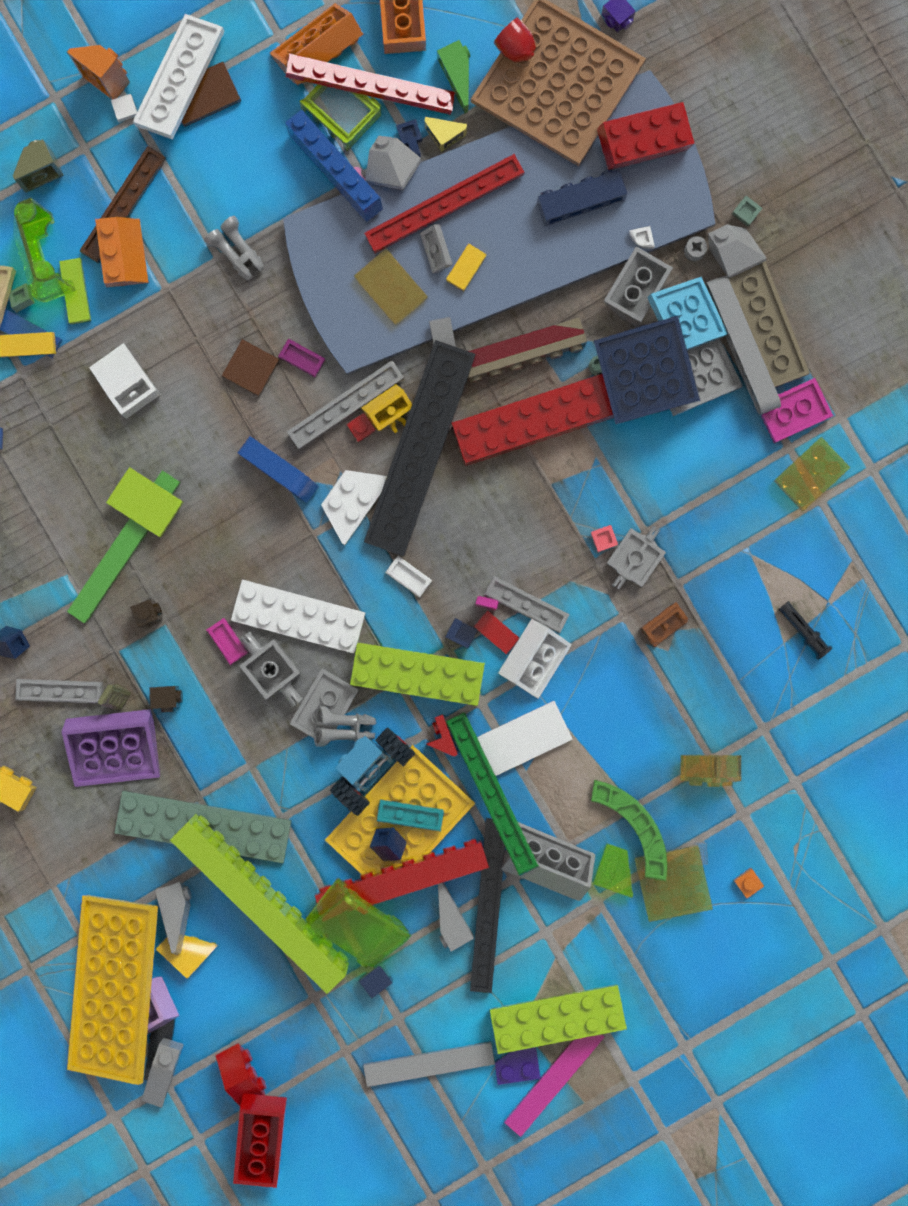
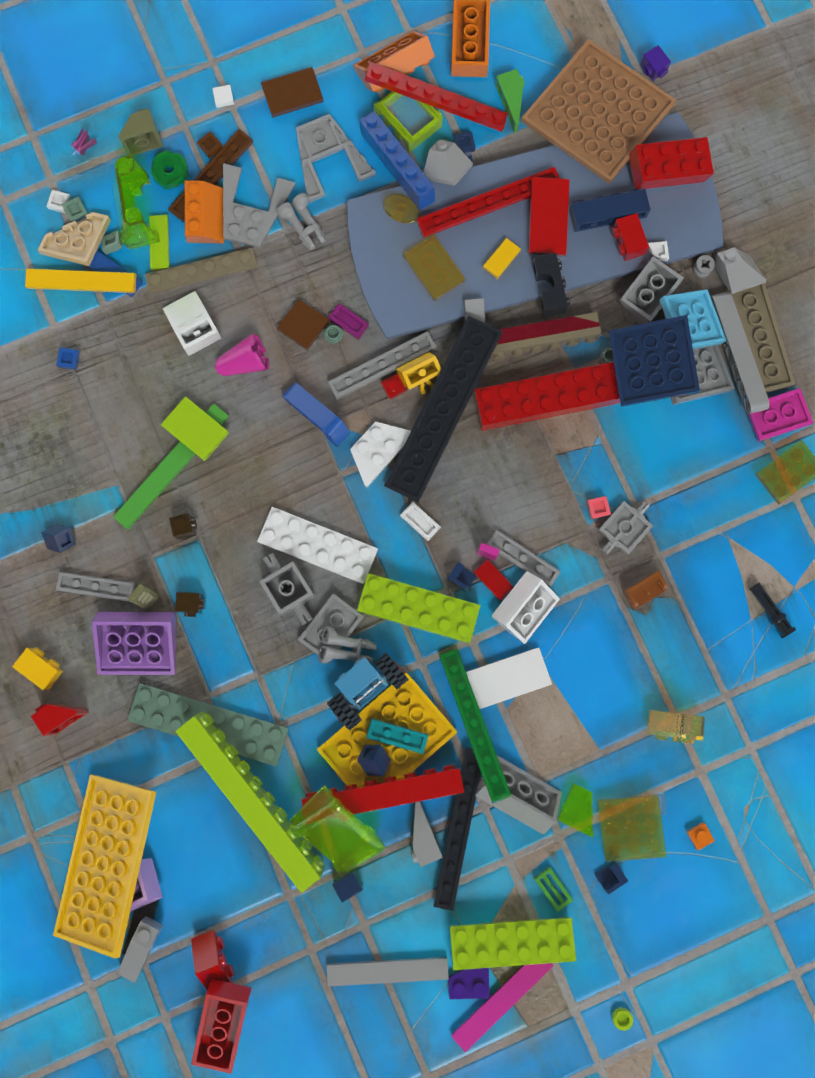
camera: 10 degrees right, 5 degrees down
(36, 839) = (56, 717): none -> red slope
(62, 203) = (159, 168): none -> green plate
(100, 69) = (206, 57): orange slope -> none
(117, 169) = (209, 144): none -> reddish brown plate
(127, 318) = (201, 270): none -> dark tan plate
(171, 257) = (244, 223): none -> light grey wing
(174, 909) = (172, 797): light grey slope -> none
(178, 76) = (272, 74): white plate -> none
(189, 415) = (243, 358): none -> dark pink cone
(192, 955) = (176, 838): yellow slope -> none
(227, 641) = (251, 560): dark pink tile -> none
(243, 149) = (319, 140): none -> light grey wing
(286, 375) = (333, 334): none -> sand green plate
(345, 223) = (400, 208): none -> clear yellow dish
(436, 248) = (477, 239): light grey plate -> none
(444, 743) = (437, 673): red slope -> none
(445, 132) = (495, 145): light yellow slope -> none
(513, 213) = (548, 216): none -> red tile
(516, 42) = (566, 72): red piece -> none
(519, 274) = (548, 268): none -> black arch
(583, 943) = (543, 875): none -> bright green tile
(608, 227) = (630, 237): none -> red brick
(642, 823) = (608, 769): bright green tile -> none
(656, 937) = (611, 877): none -> dark blue panel
(683, 1083) = (622, 1019): none -> lime tile
(747, 211) = (751, 239): sand green plate -> none

